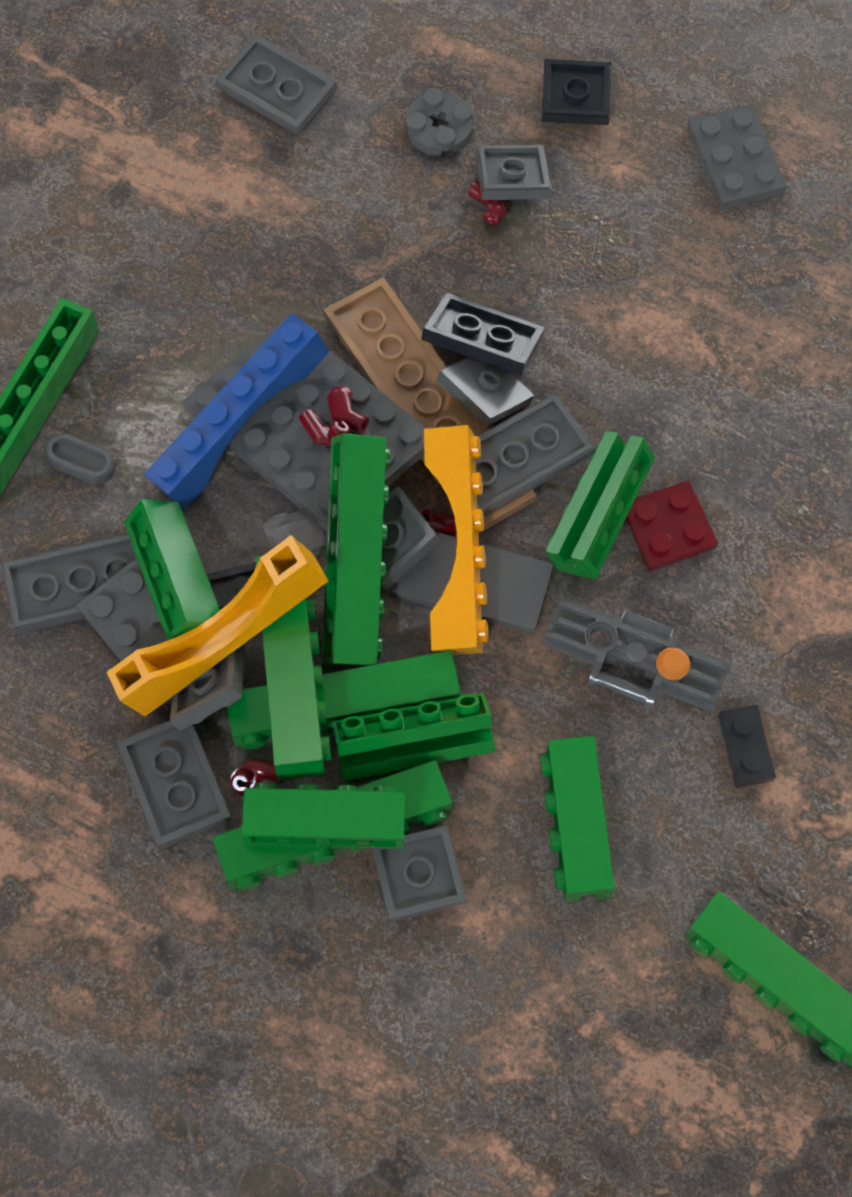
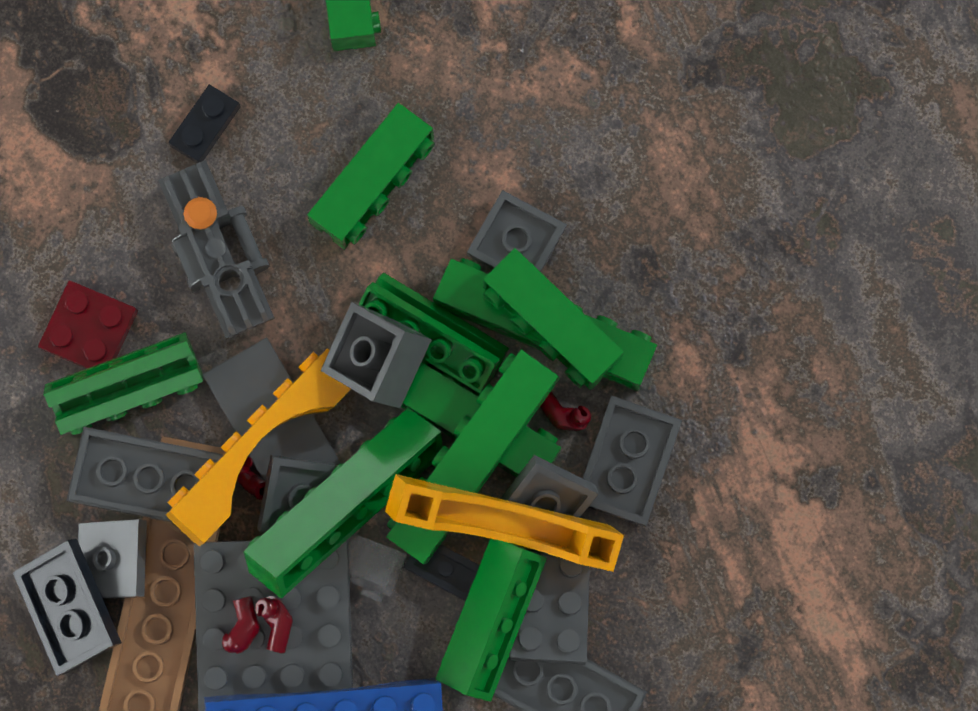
camera: 135 degrees left, 10 degrees up
(431, 665) = (375, 355): none -> dark grey slope

